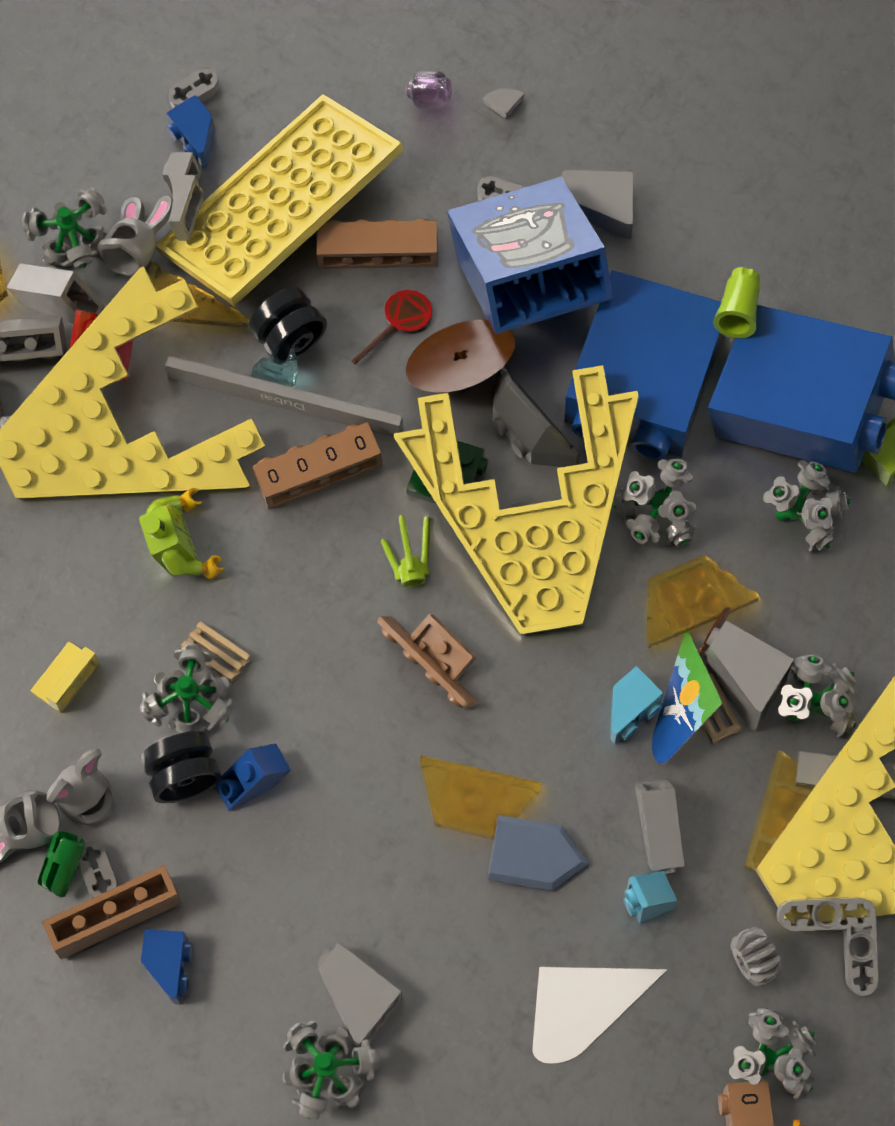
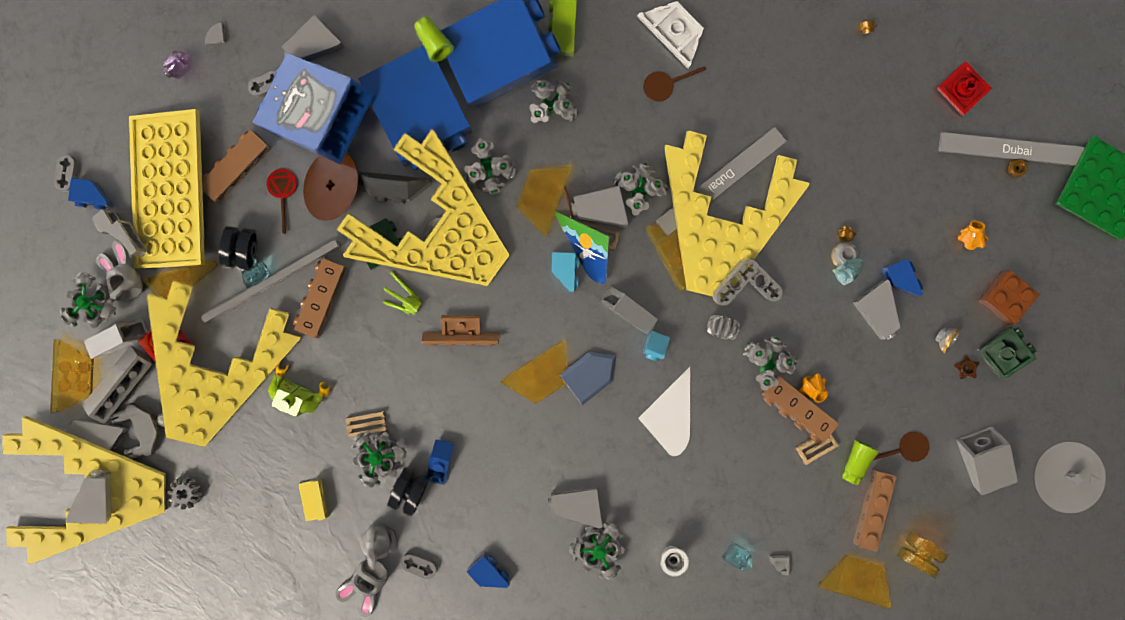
camera: 50 degrees left, 20 degrees up
(60, 863) = (401, 580): green arm -> none
(111, 912) = (445, 578): medium nougat brick -> none

